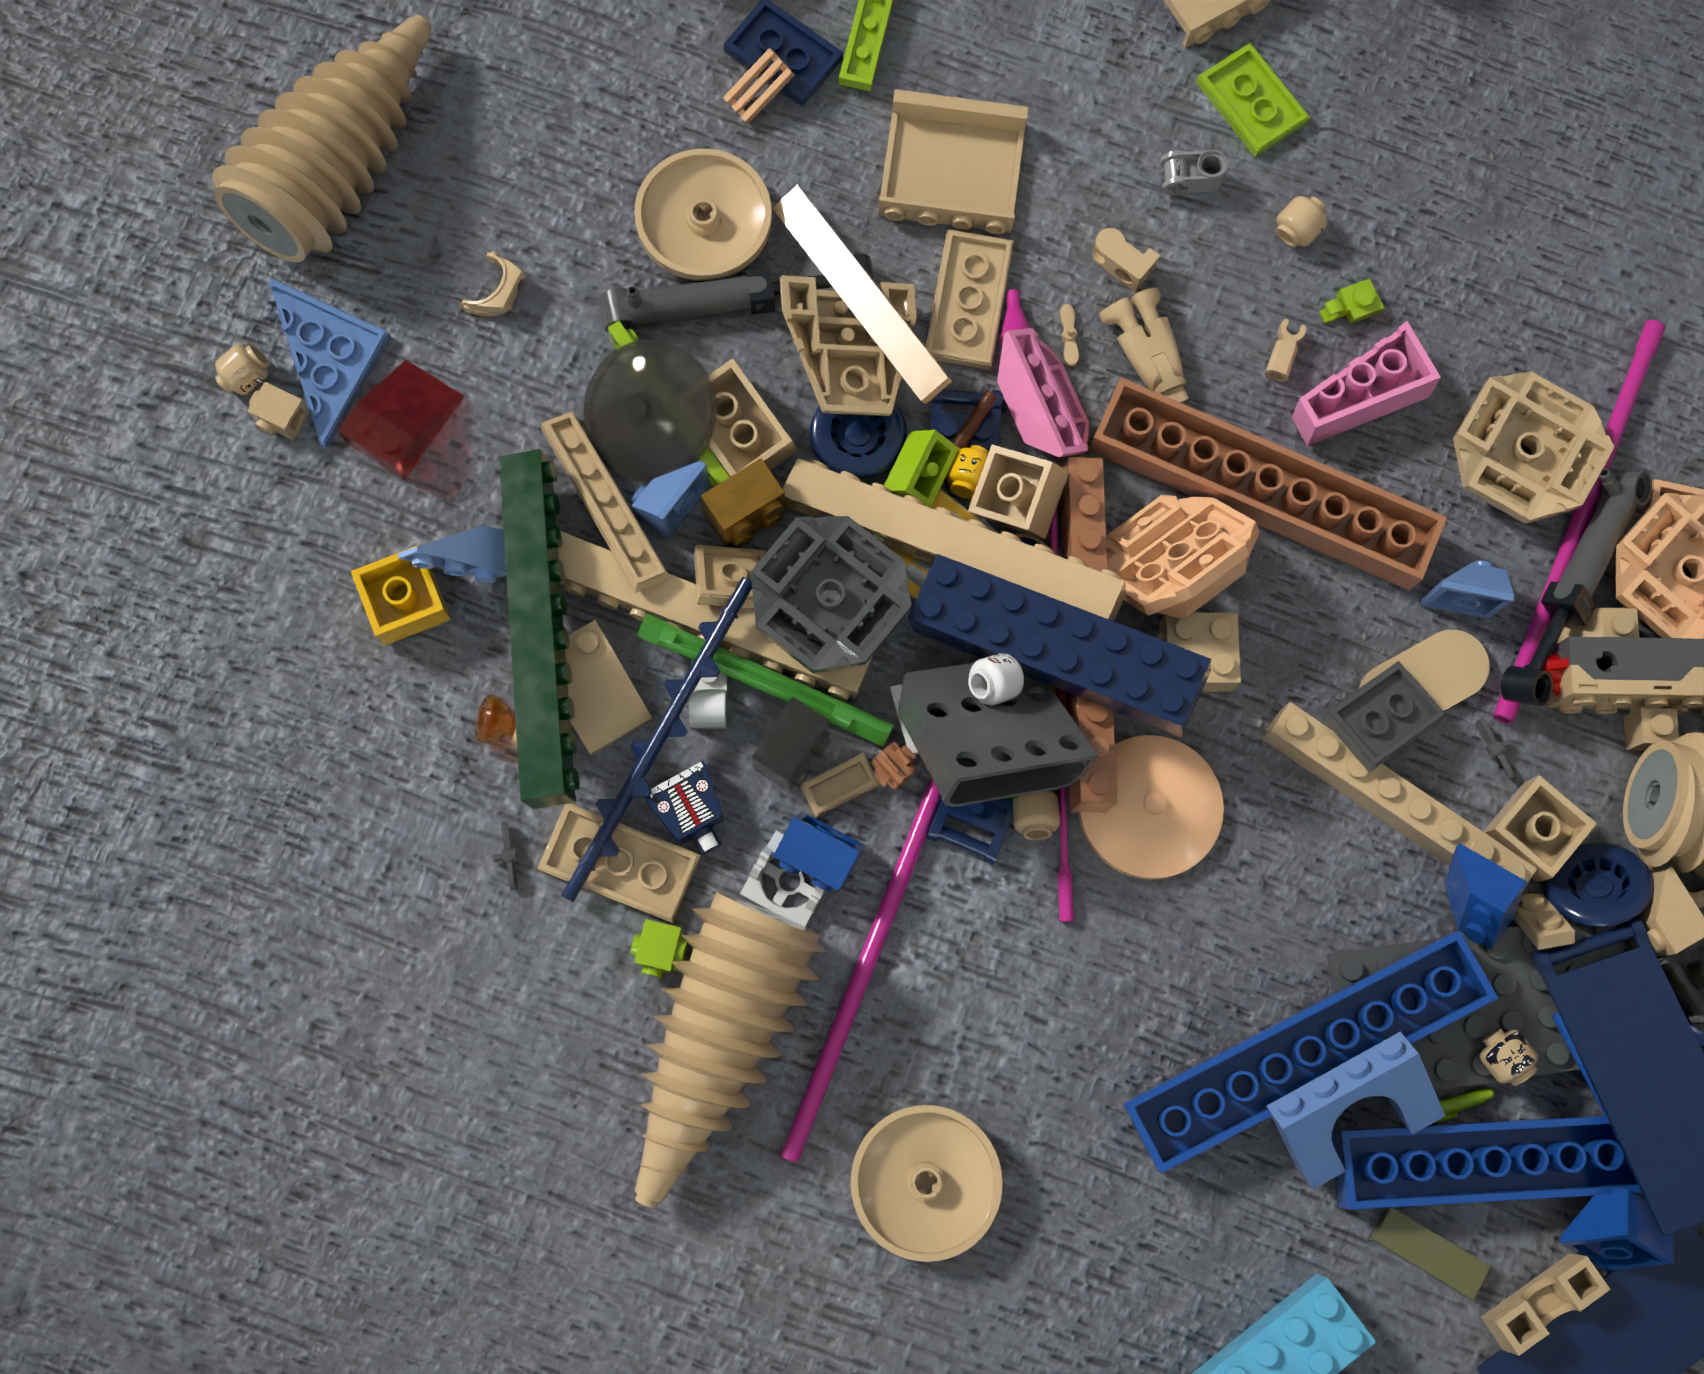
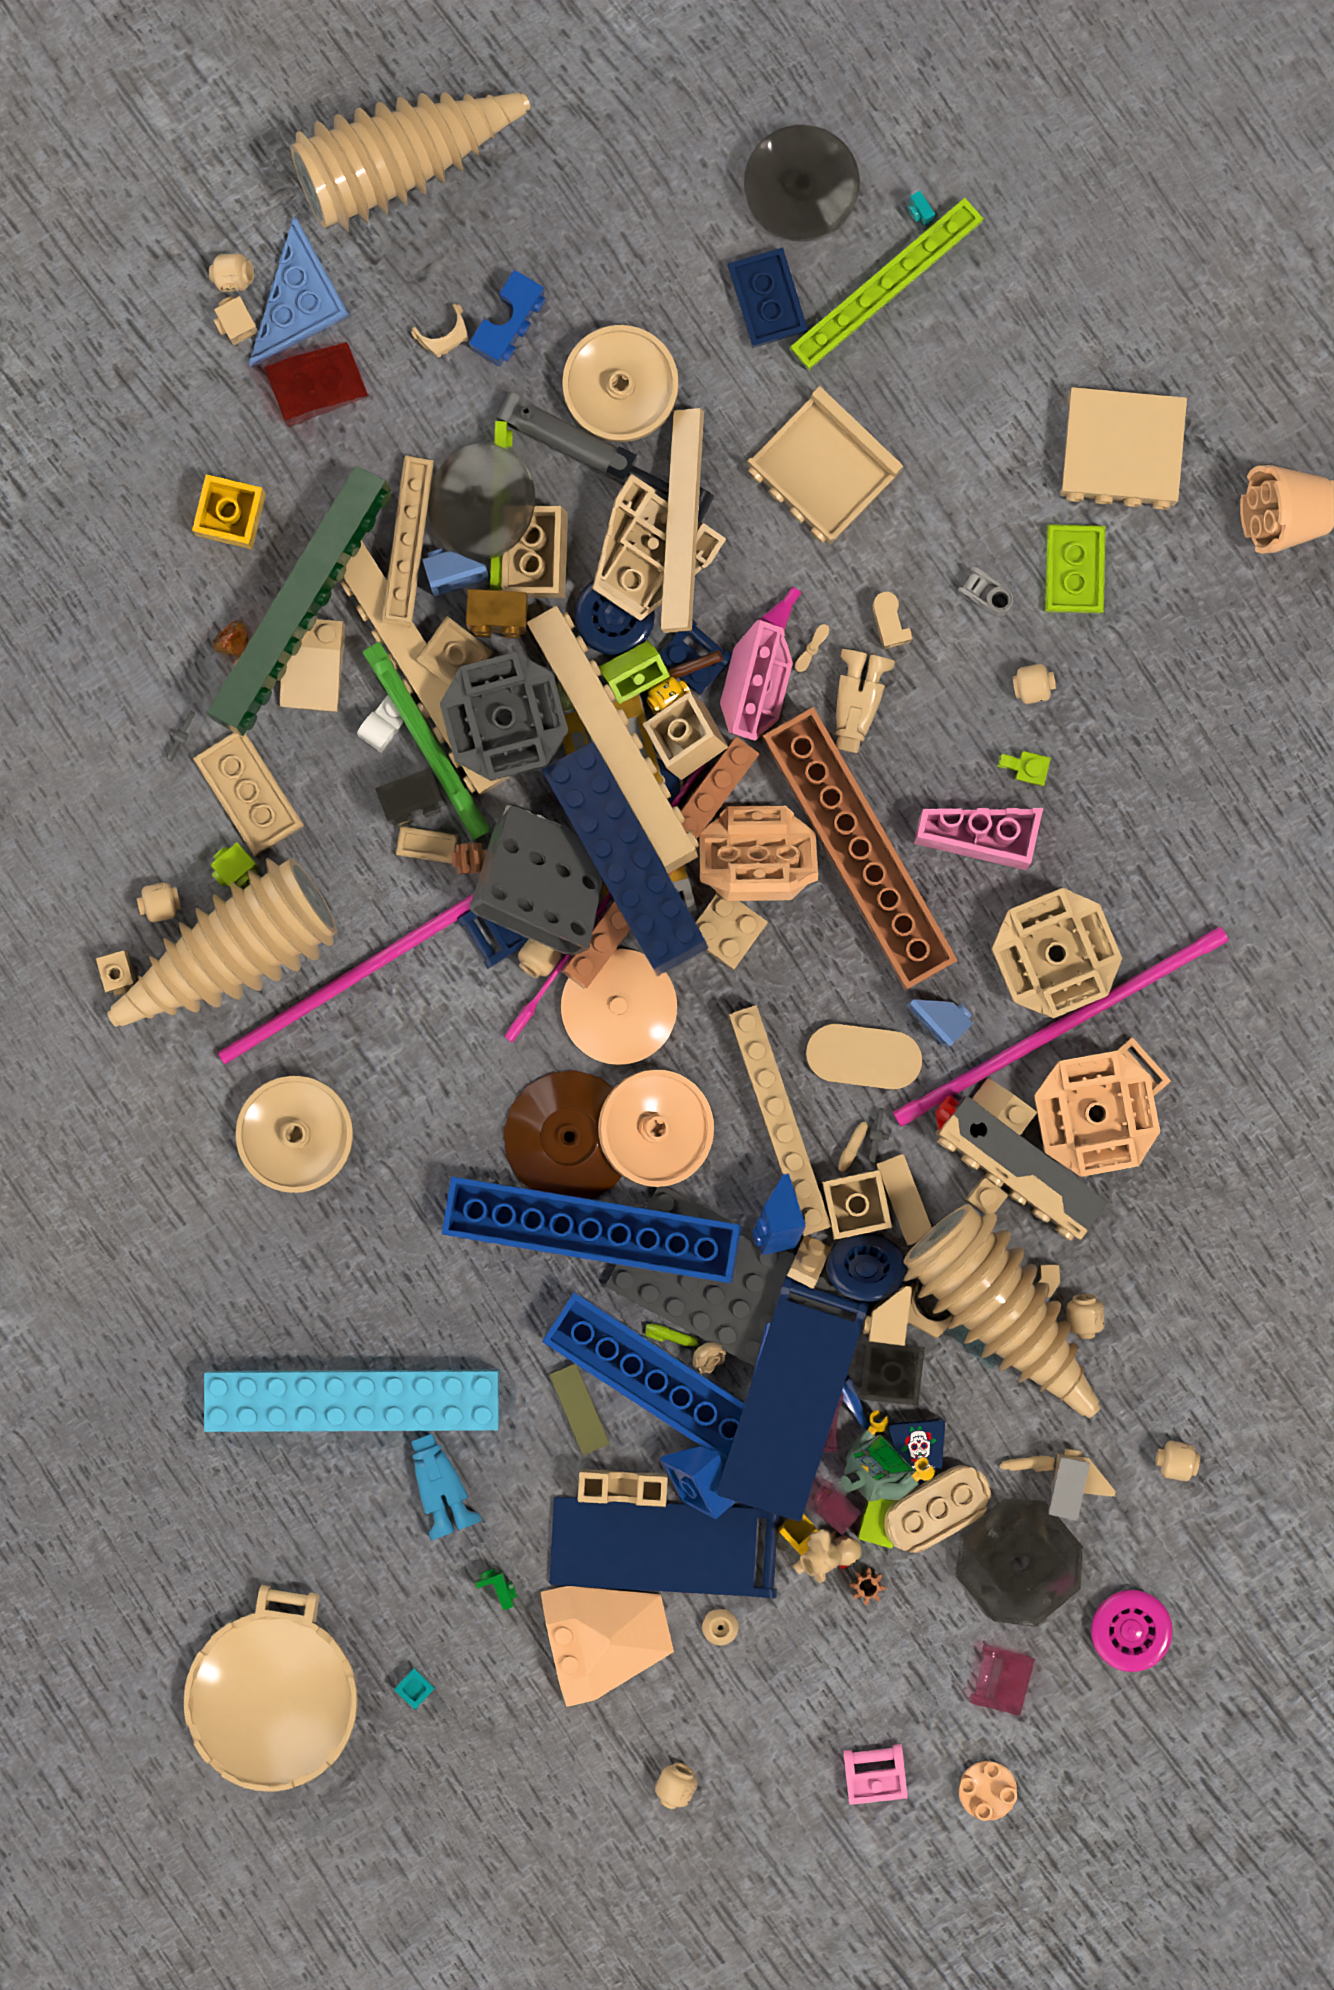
camera: 40 degrees right, 10 degrees up
(470, 552) = (290, 511): light blue slope -> none
(550, 259) = (497, 341): none -> blue arch
(607, 1042) = (159, 902): none -> tan head
(614, 1150) = (116, 972): none -> tan brick
(647, 750) = (315, 733): dark blue plant -> none
(689, 807) = (317, 789): torso -> none
(750, 76) = (707, 316): light nougat tile -> none
(754, 890) = (357, 855): white piece -> none
(818, 852) = (378, 879): blue slope -> none
(969, 299) = (762, 572): tan tile -> none
(996, 679) = (564, 852): white head -> none
(1165, 980) = (537, 1132): none -> reddish brown dish
(1284, 353) = (949, 767): tan bar -> none
(1285, 900) = (656, 1128): none -> light nougat dish
(1309, 1113) = (623, 1273): medium blue arch -> none
(1383, 716) = (811, 1059): dark grey tile -> none
(1484, 783) = (850, 1151): none -> tan piece
(1509, 1056) = (717, 1326): tan head -> none
(1515, 1099) = (708, 1356): none -> tan plate
(1571, 597) = (998, 1074): piece -> none
(1588, 796) = (904, 1198): none -> tan tile

